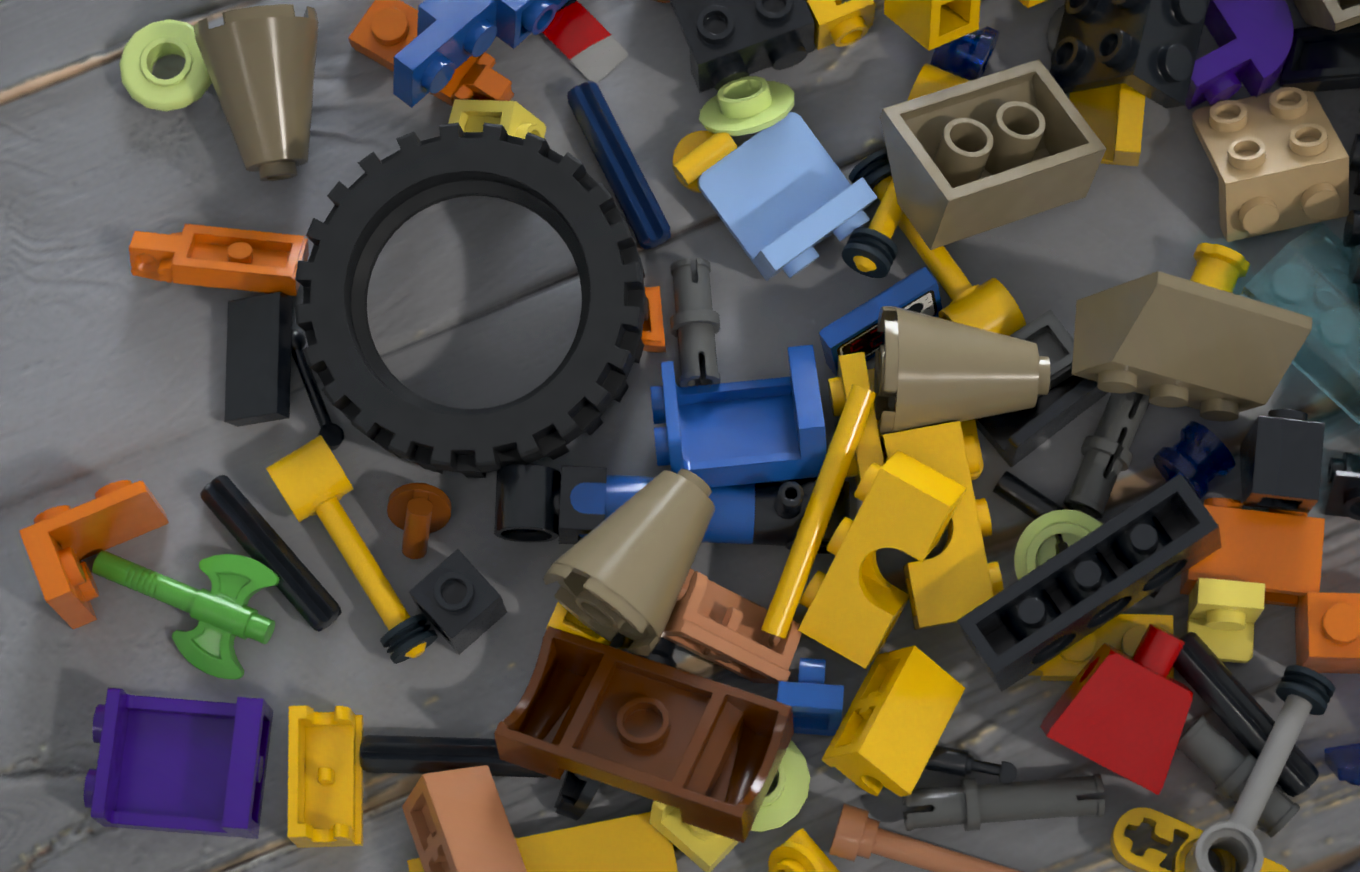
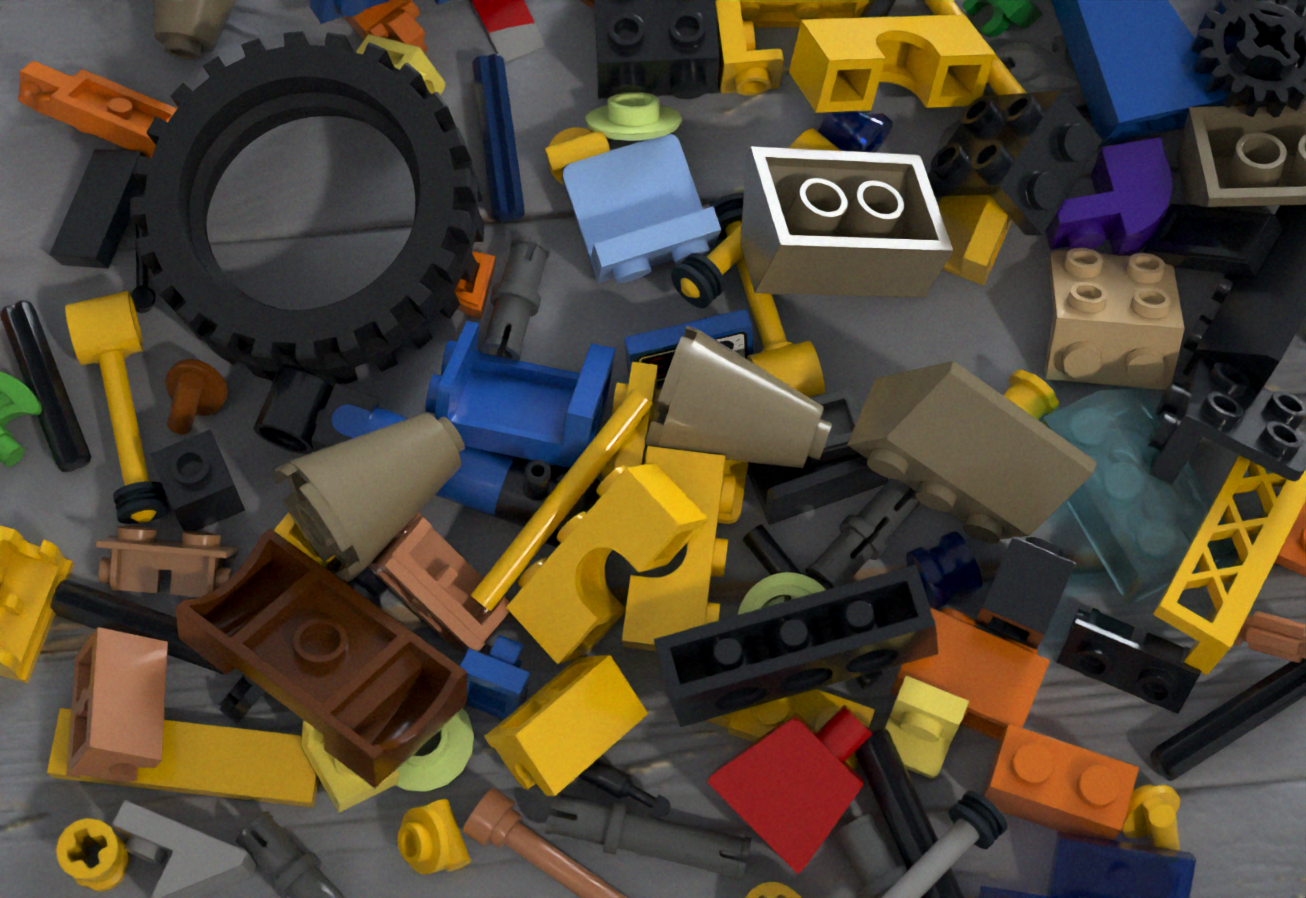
camera: 10 degrees right, 5 degrees down
(429, 688) = (140, 557): none -> medium nougat hinge

